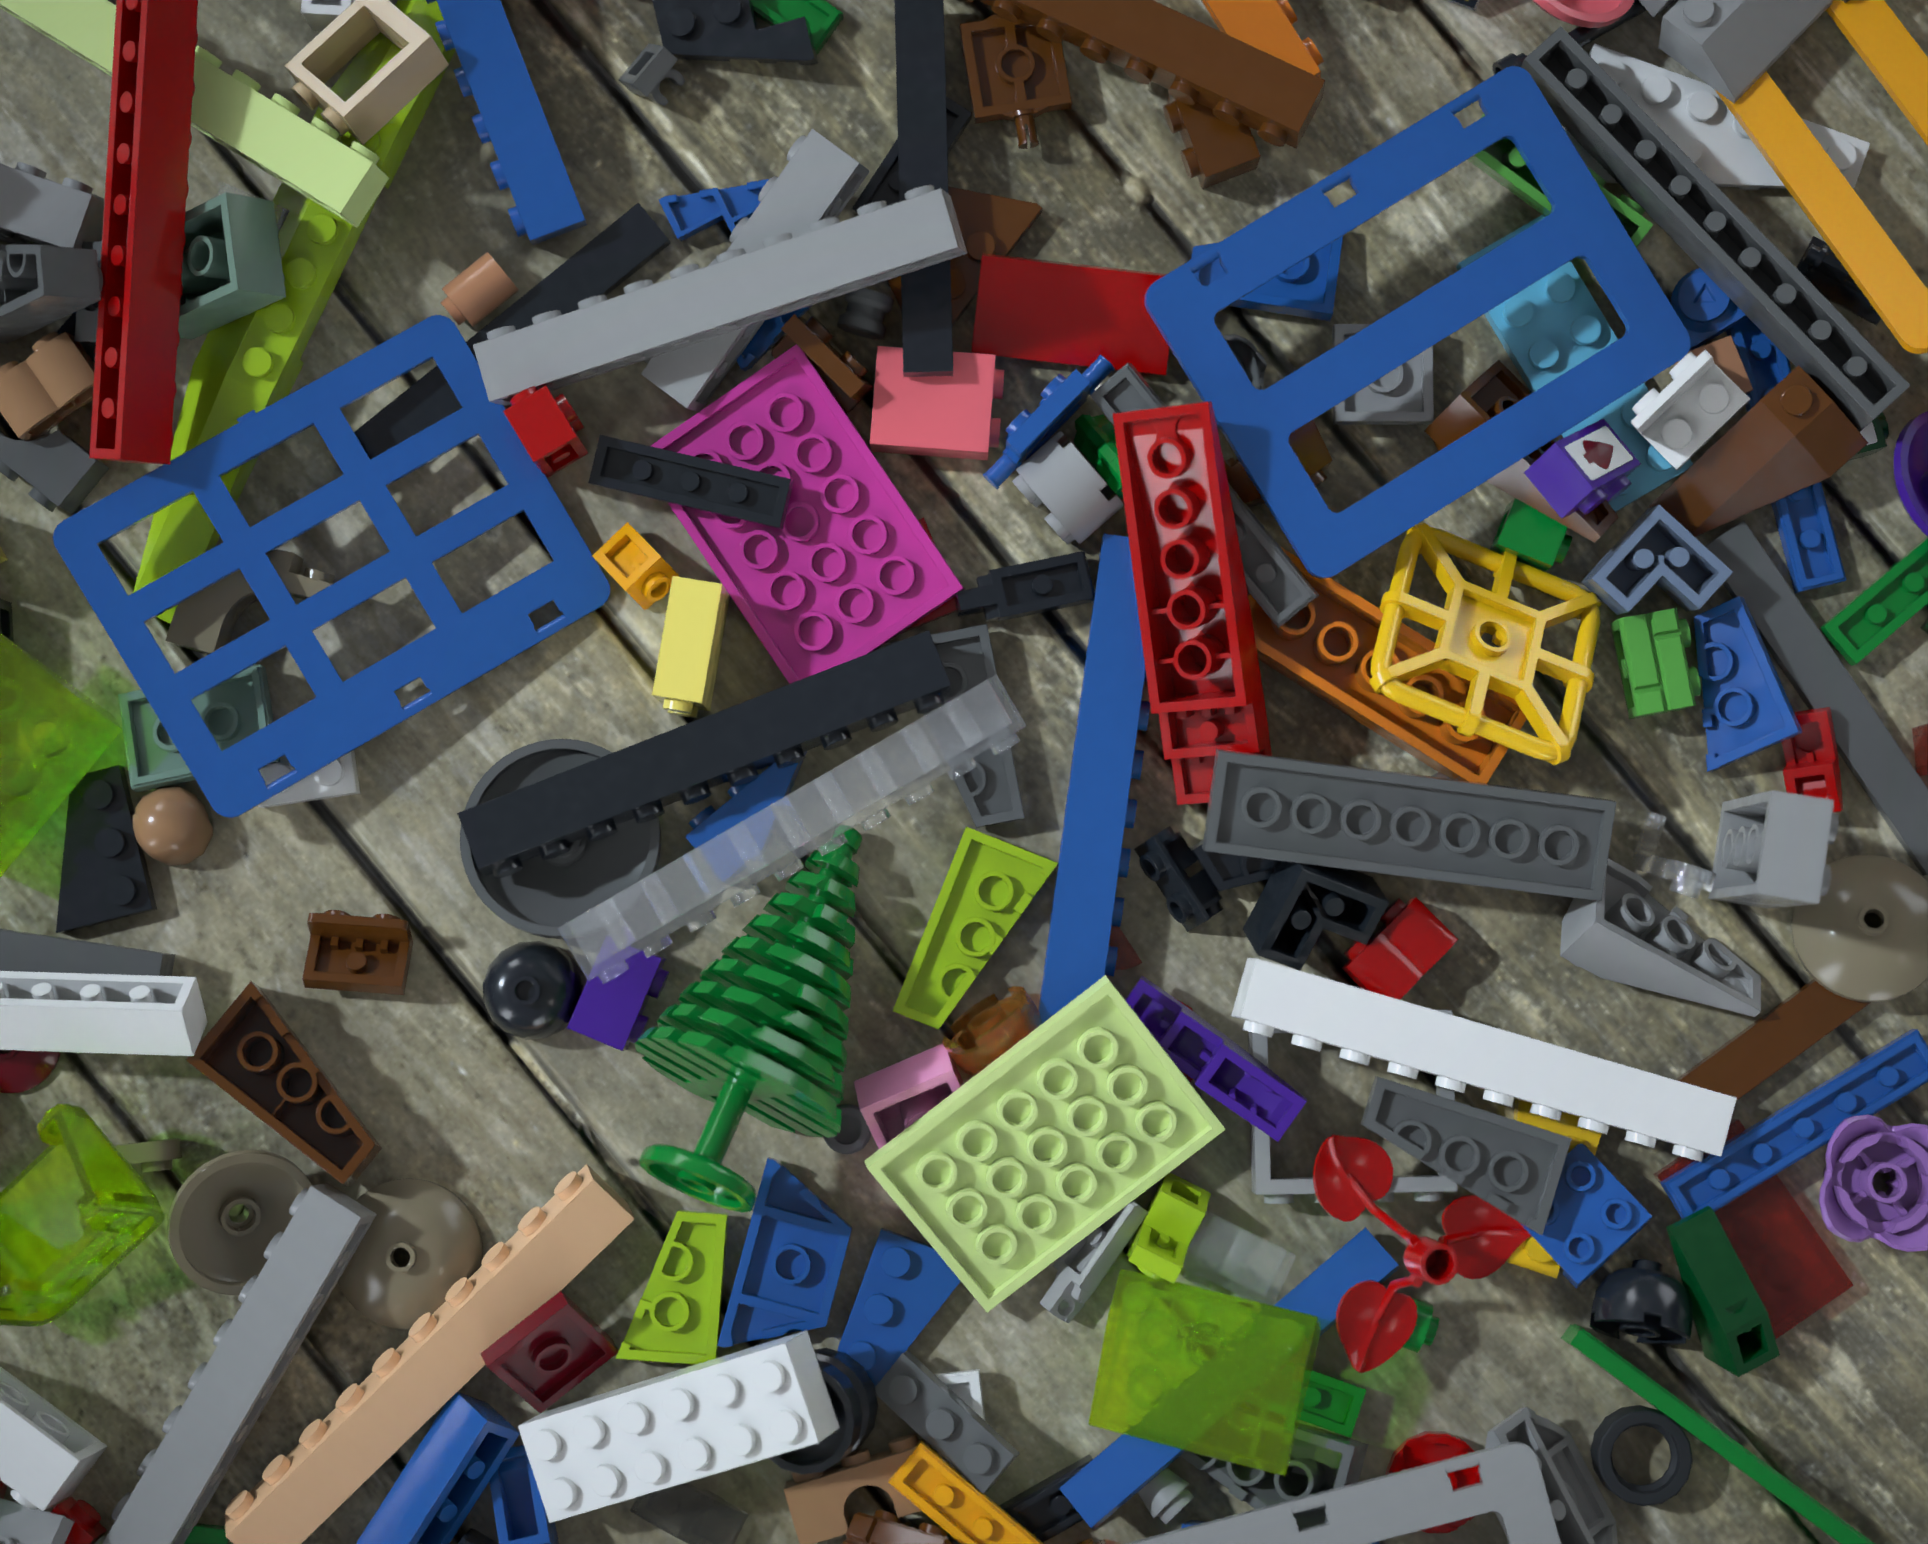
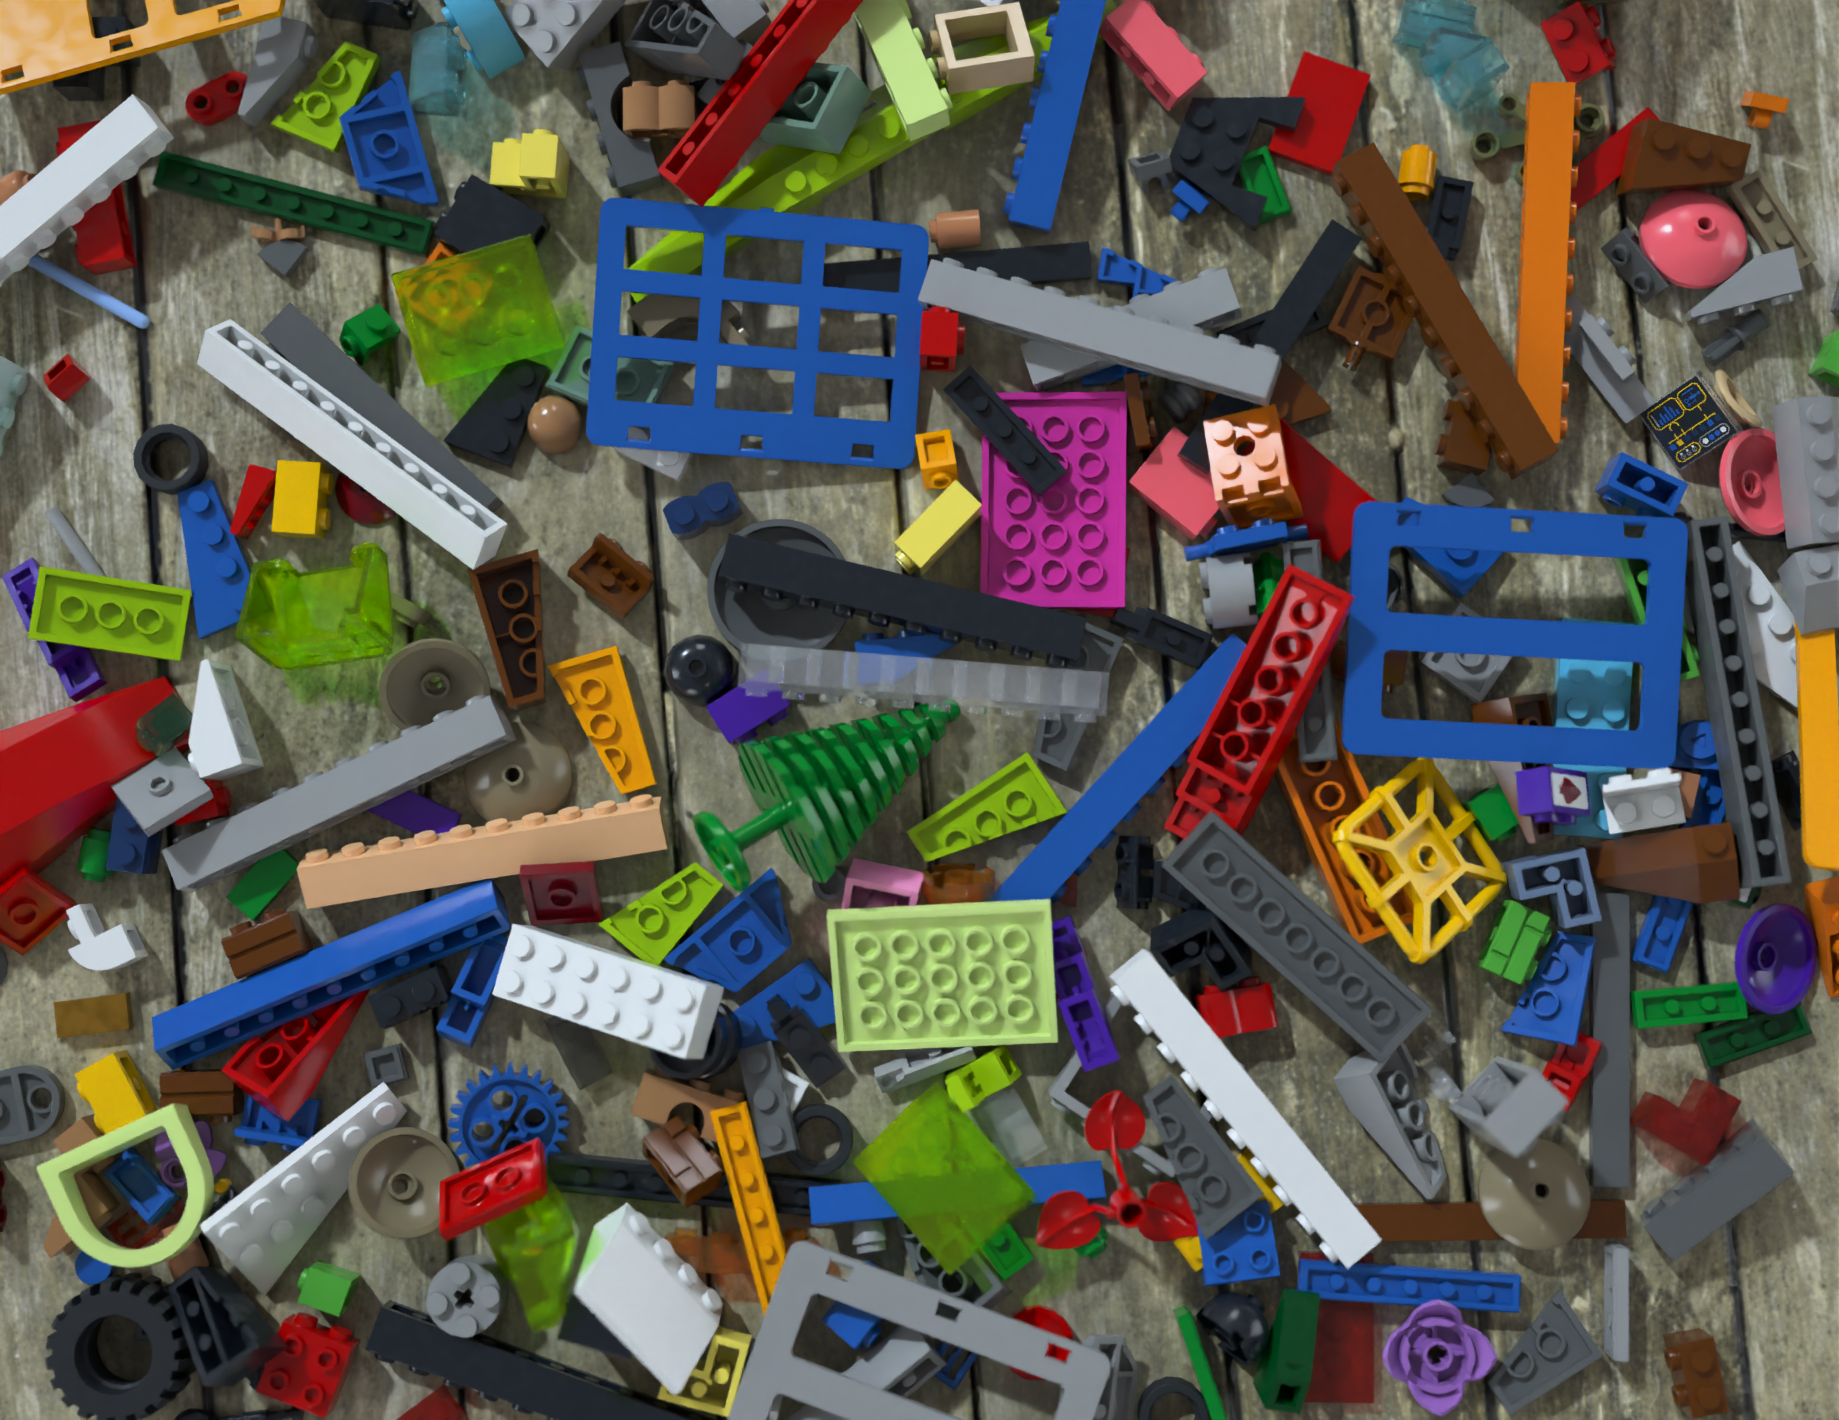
camera: 40 degrees right, 0 degrees up
(322, 1376) = (417, 813): none -> dark purple tile
(403, 819) = (693, 515): none -> dark blue brick
(453, 1107) = (605, 707): none -> light orange wing
(720, 78) = (1190, 200): none -> blue tile
(941, 1327) = (804, 1042): none -> black hinge
(1015, 347) = (1253, 484): none -> orange bracket
(1043, 1388) = (826, 1167): none -> black tyre
(1259, 196) = (1468, 493): none -> dark grey tile
(1444, 59) = (1640, 487): none -> blue brick

